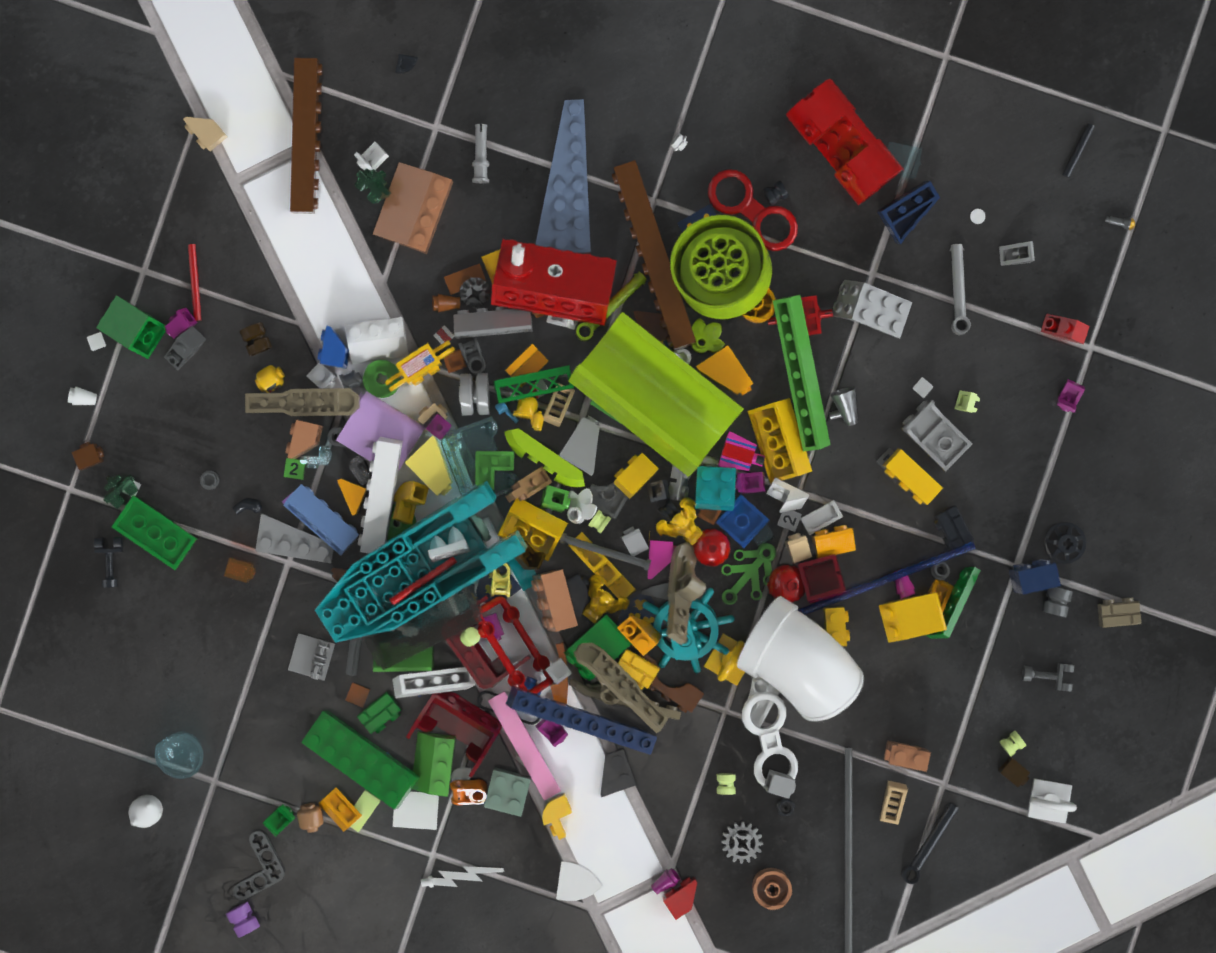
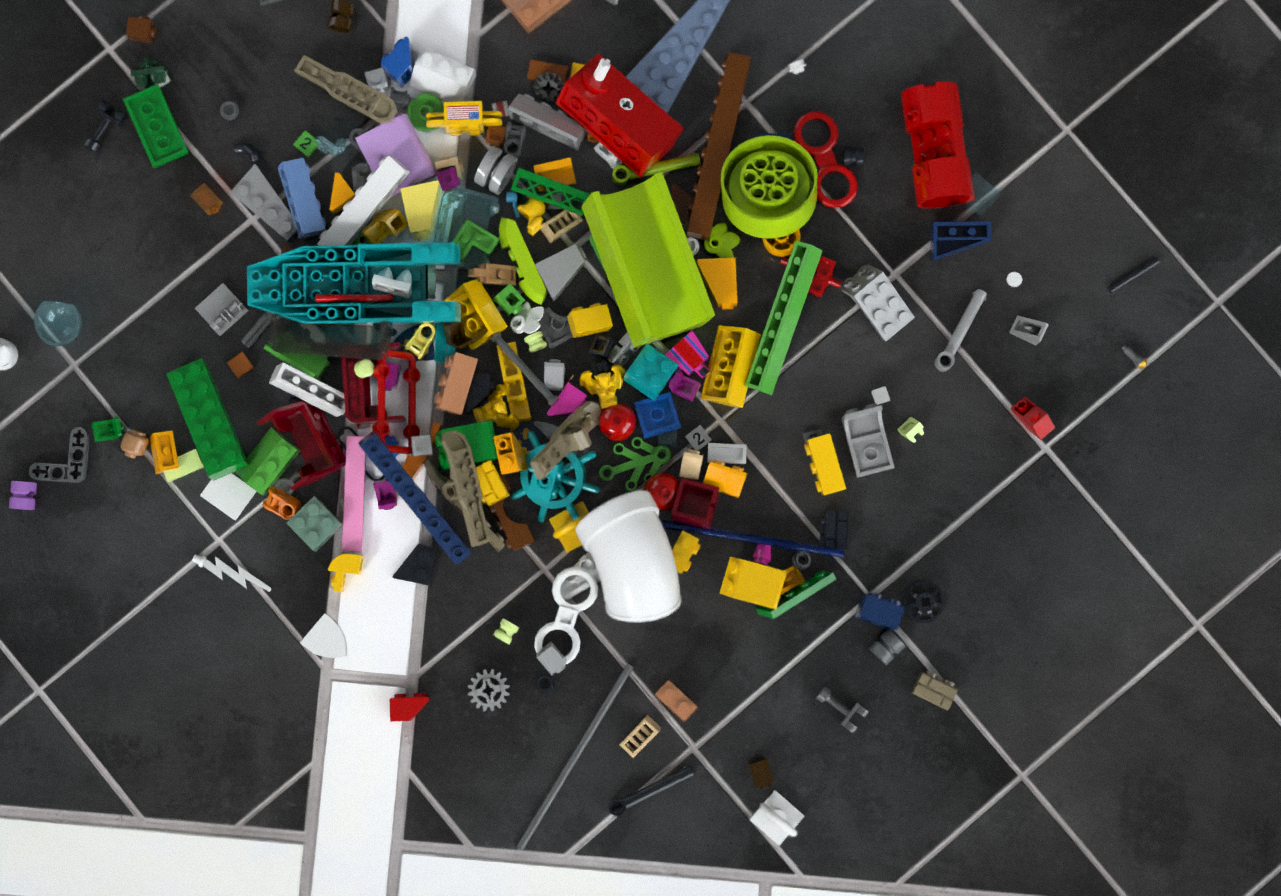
camera: 30 degrees right, 5 degrees down
(269, 379) = (332, 56): yellow head -> none
(304, 438) = (329, 121): nougat slope -> none
(379, 713) = (248, 391): green brick -> none
(444, 303) = (518, 81): dark orange cone -> none
(666, 881) = (403, 684): magenta cone -> none
(709, 515) = (632, 394): dark orange tile -> none
(761, 886) = (479, 749): nougat brick -> none
(789, 495) = (711, 419): white slope -> none
(846, 404) = (805, 371): flat silver piece -> none
(1008, 744) = (770, 745): yellowish green wheel -> none
(1070, 396) = (1003, 477): magenta bracket -> none

